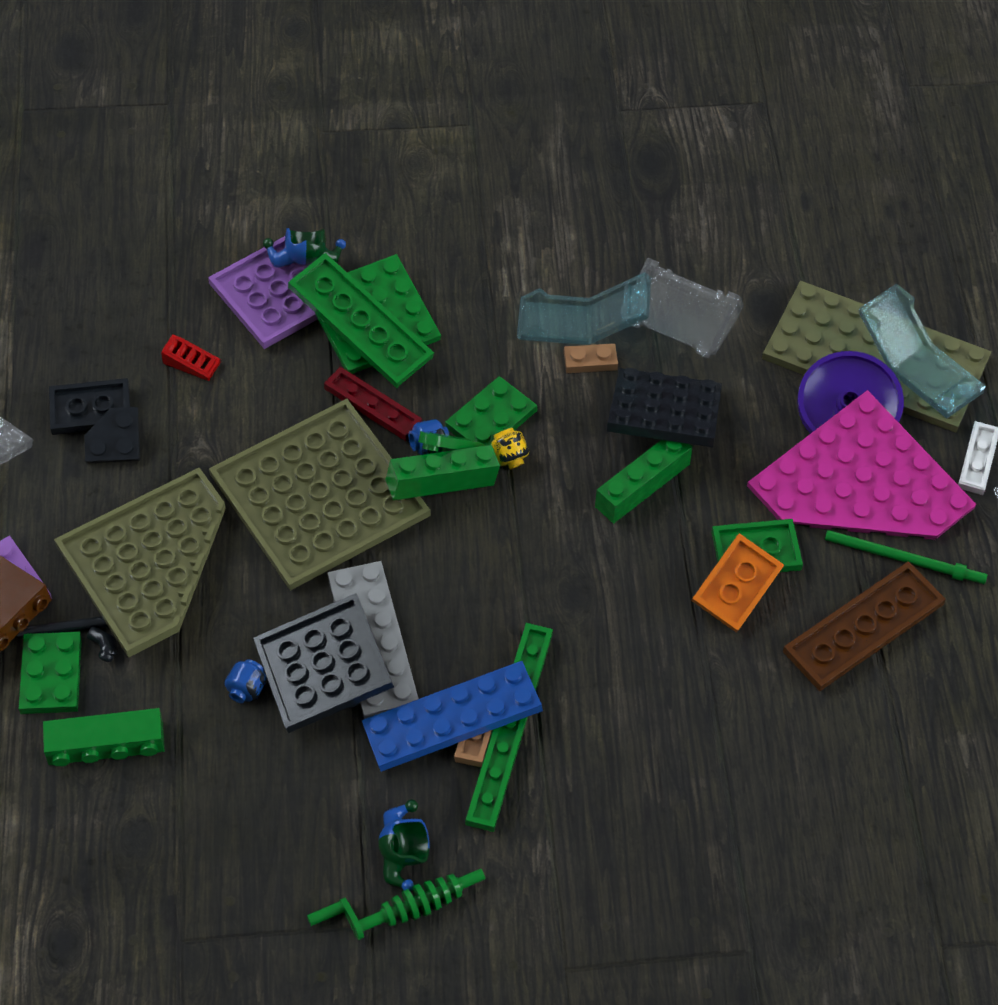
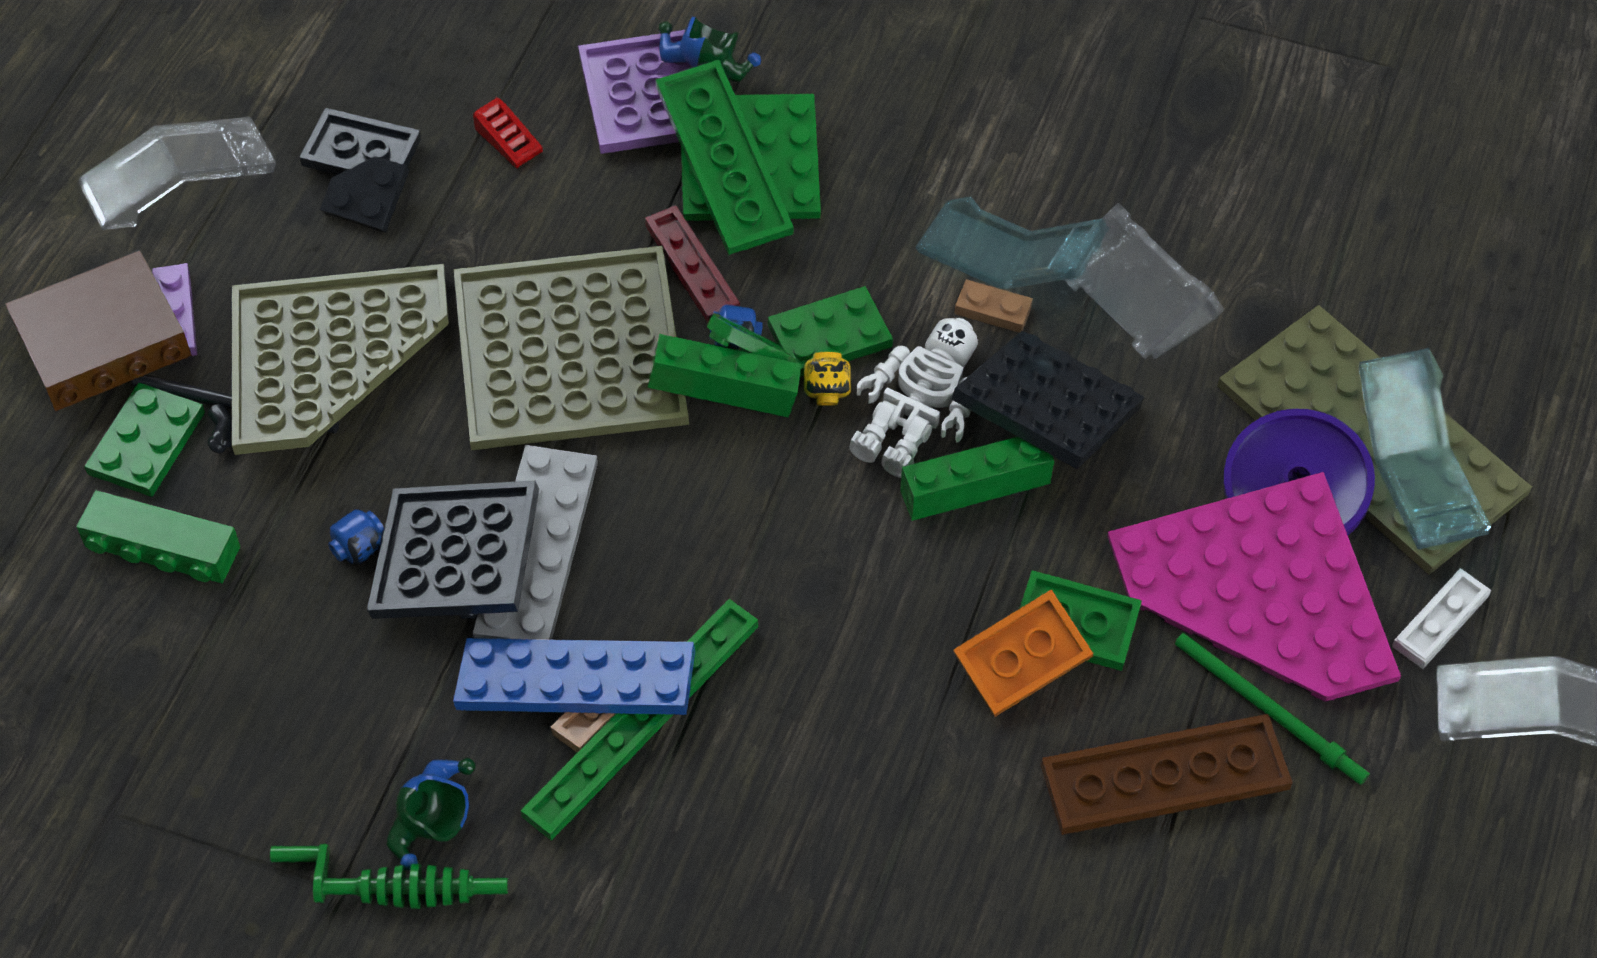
camera: 25 degrees right, 0 degrees up
(577, 425) = (932, 381): none -> white piece

